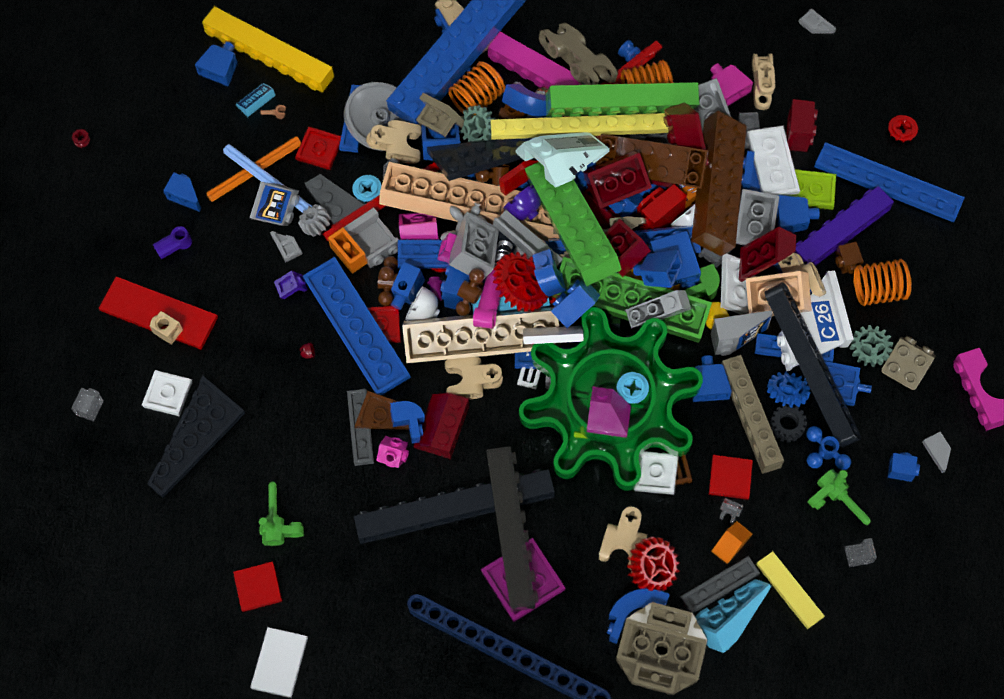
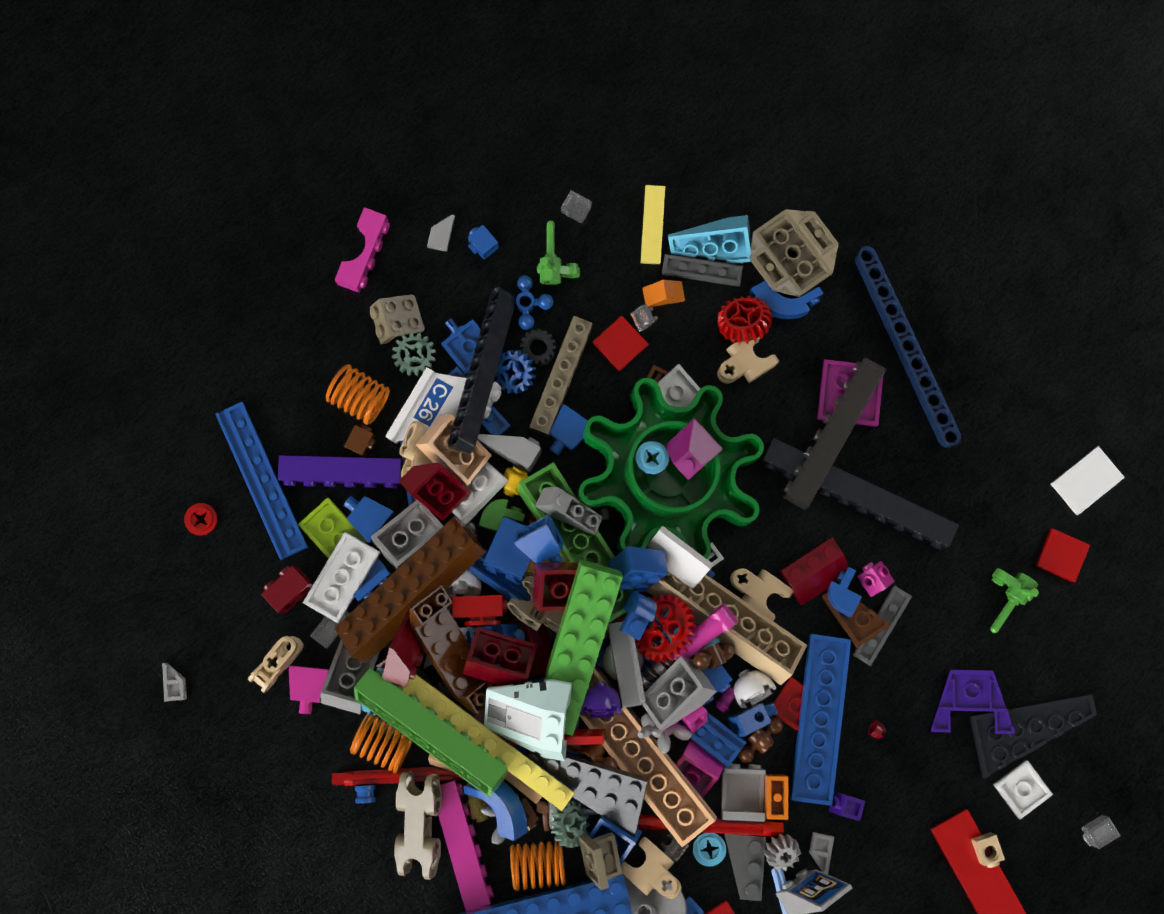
camera: 145 degrees left, 15 degrees up
(254, 428) = (972, 692): none -> dark purple wing

